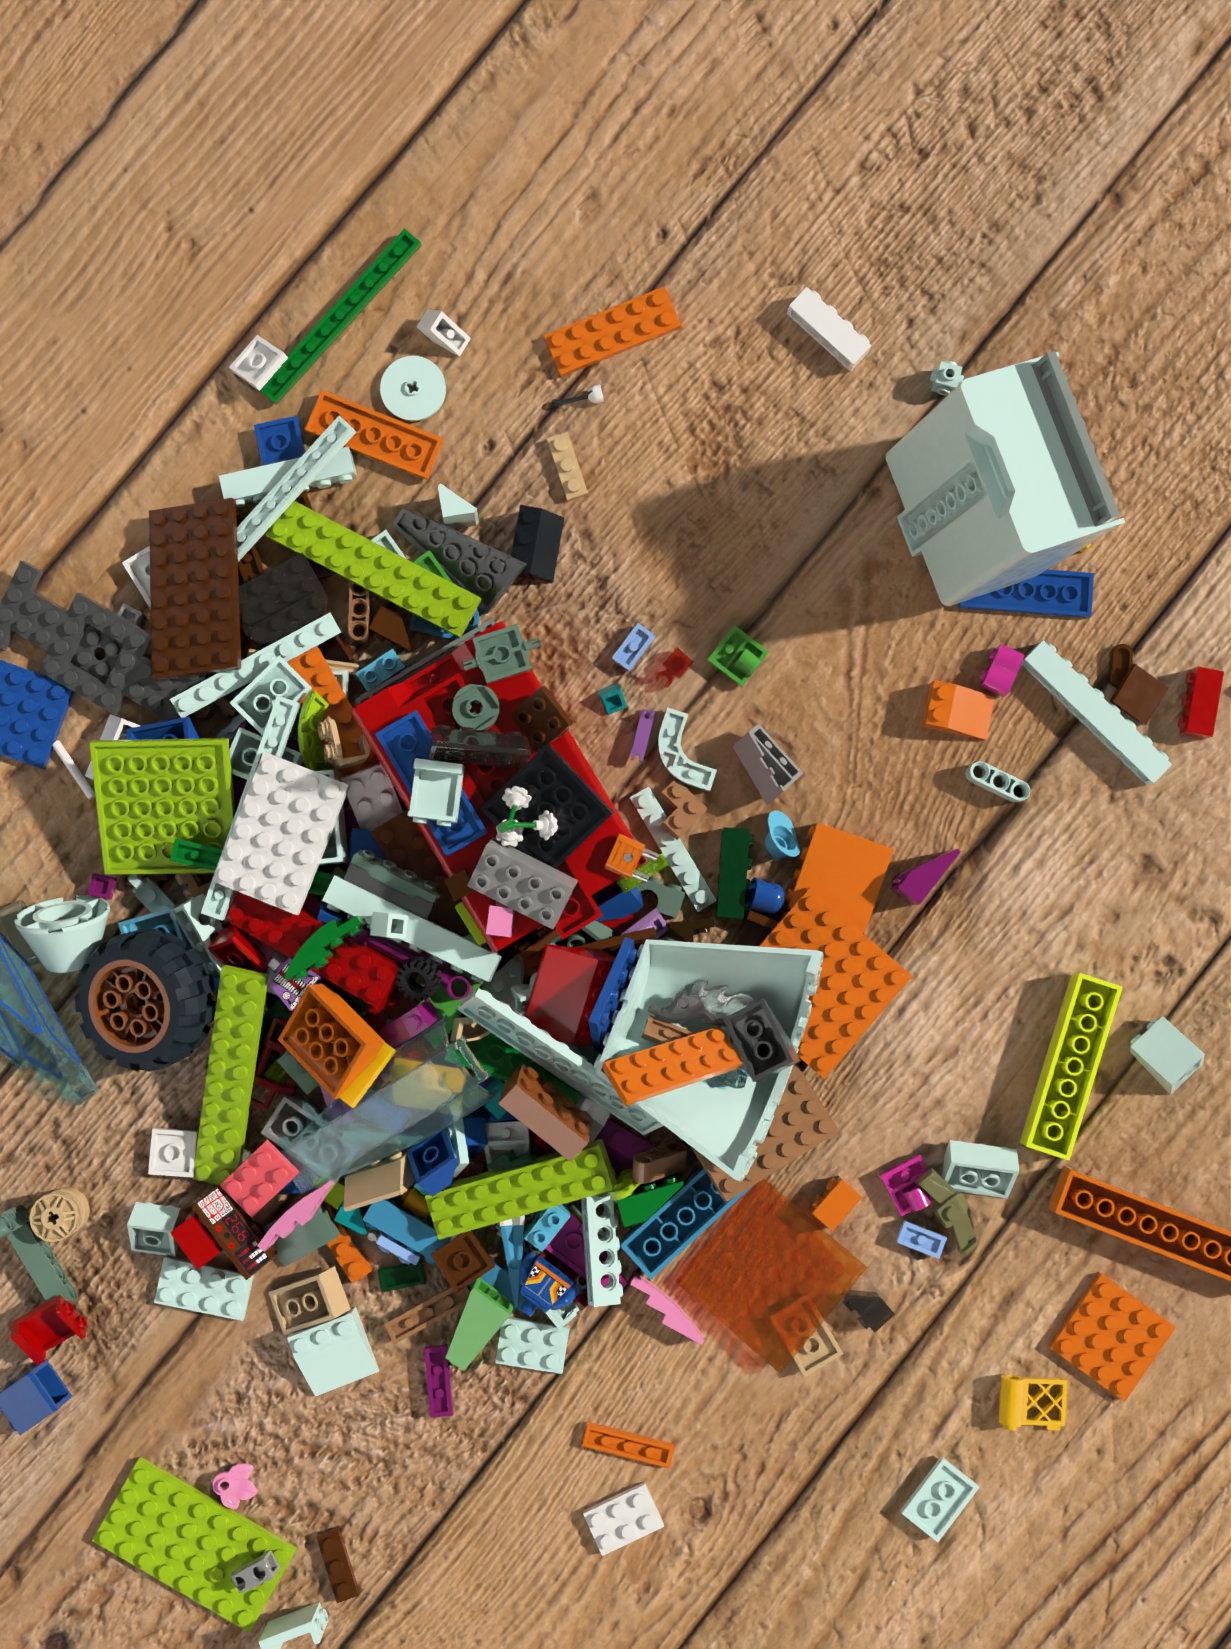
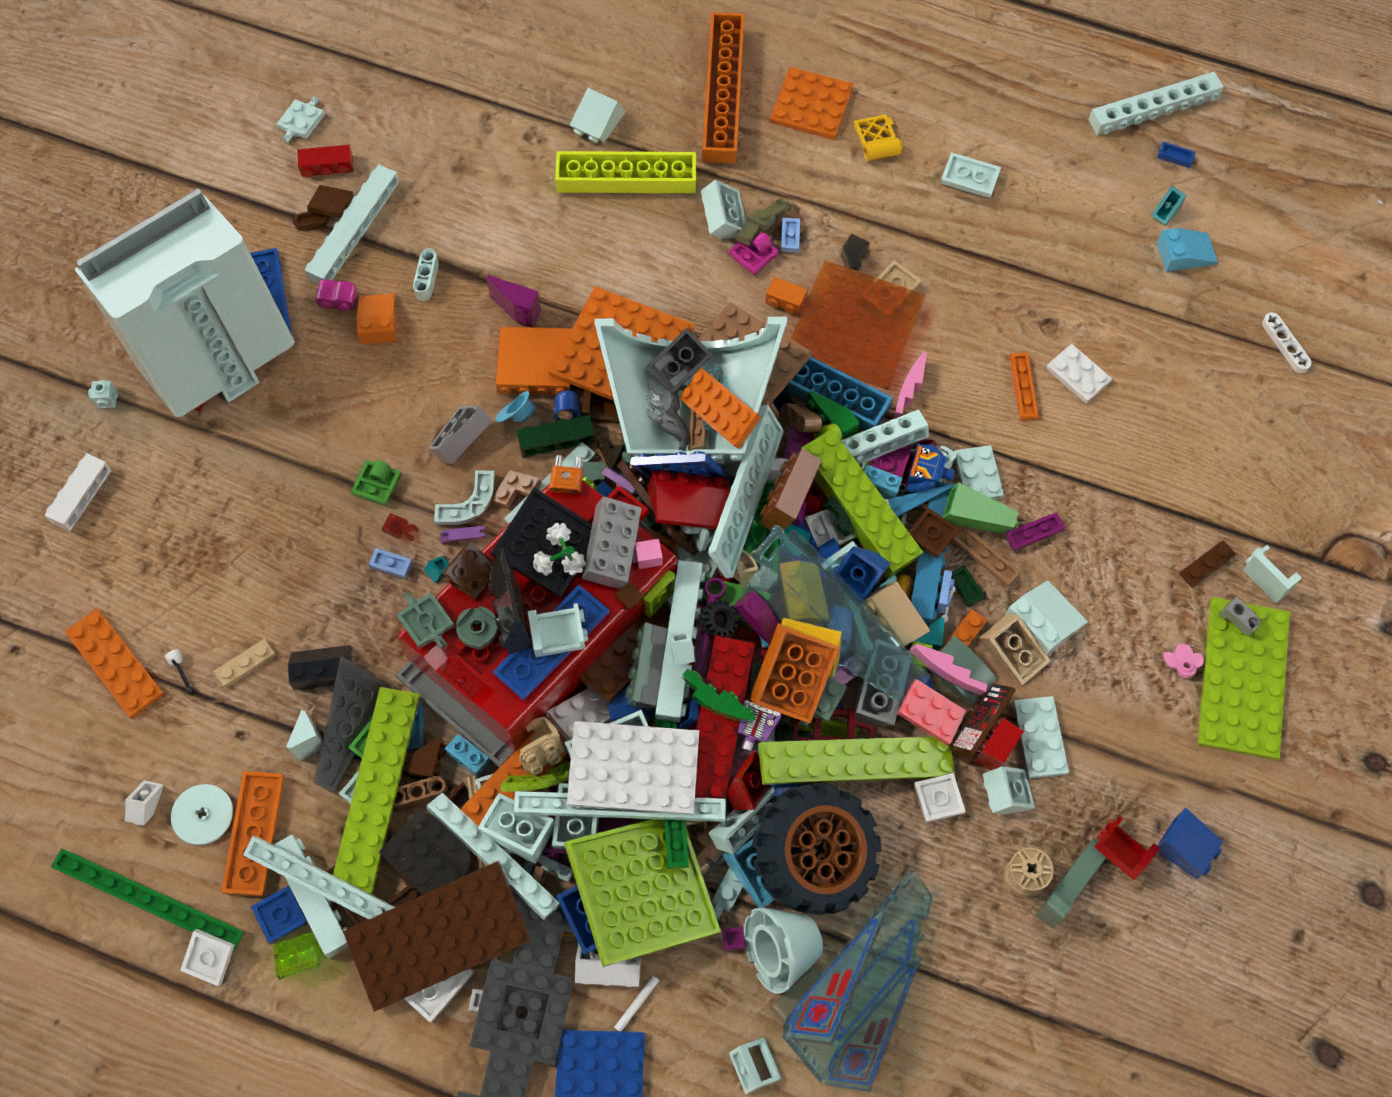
camera: 105 degrees left, 20 degrees down
(230, 448) = (296, 955): none -> clear neon green plate

